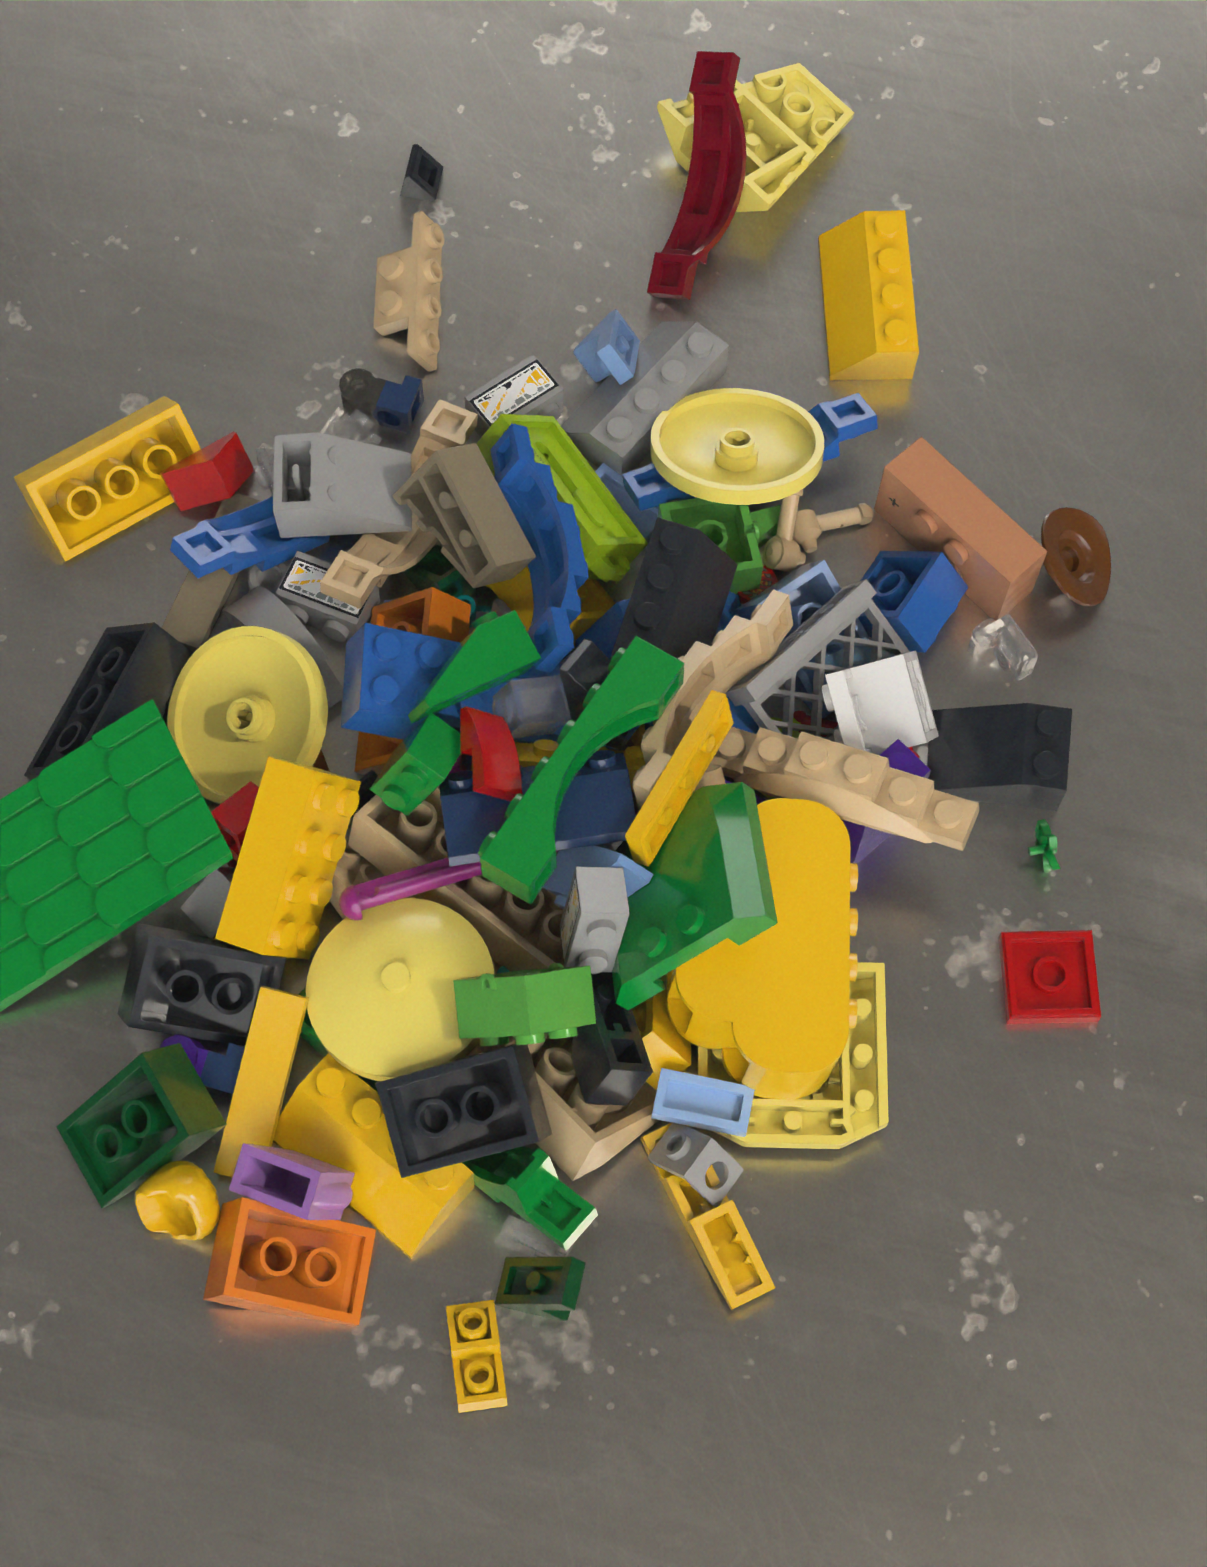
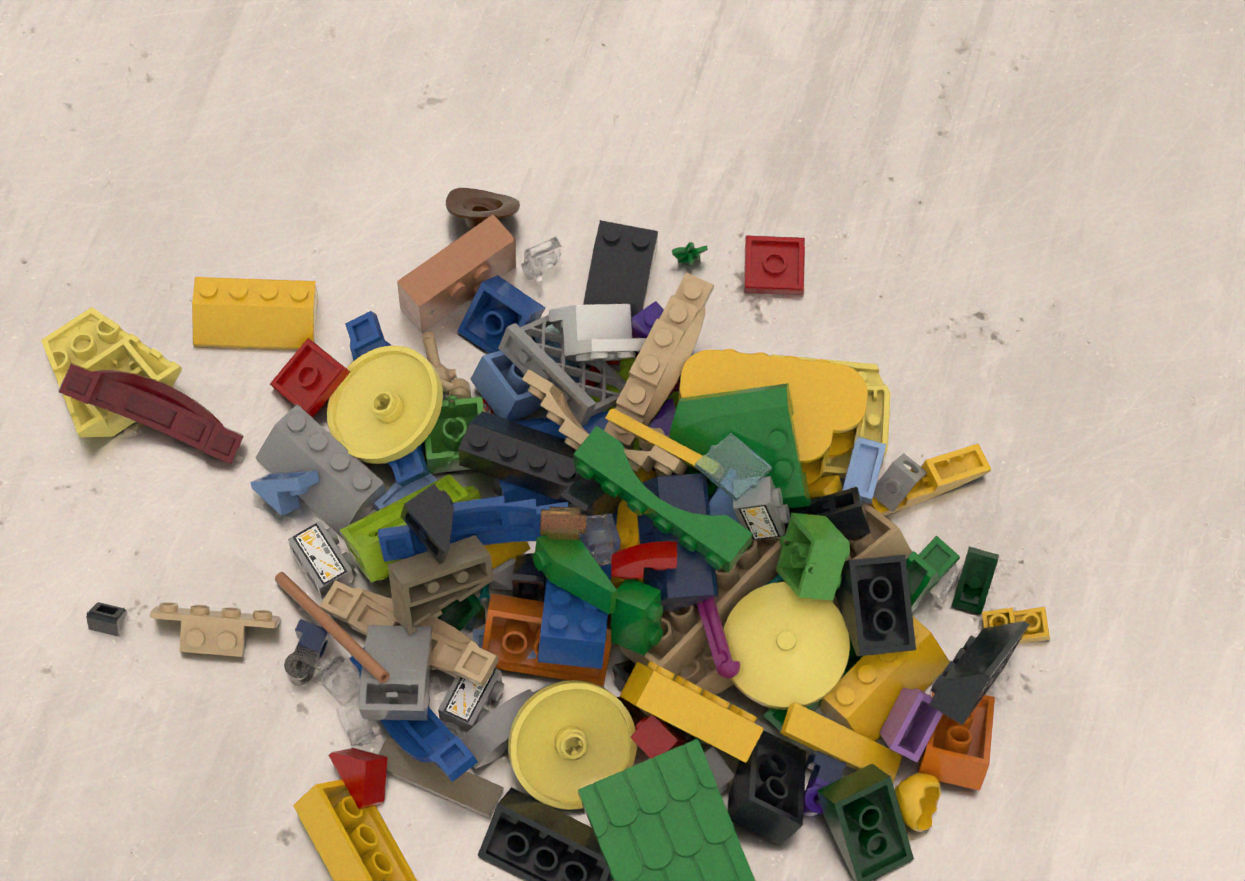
camera: 85 degrees left, 0 degrees up
(368, 1267) = (975, 670): none -> black slope
(401, 409) = (332, 627): none -> nougat piece
(532, 478) = (431, 520): none -> black slope
(534, 635) = (562, 523): none -> clear orange brick
(638, 858) = (733, 467): none -> clear light blue piece
(777, 365) = (310, 377): none -> red tile

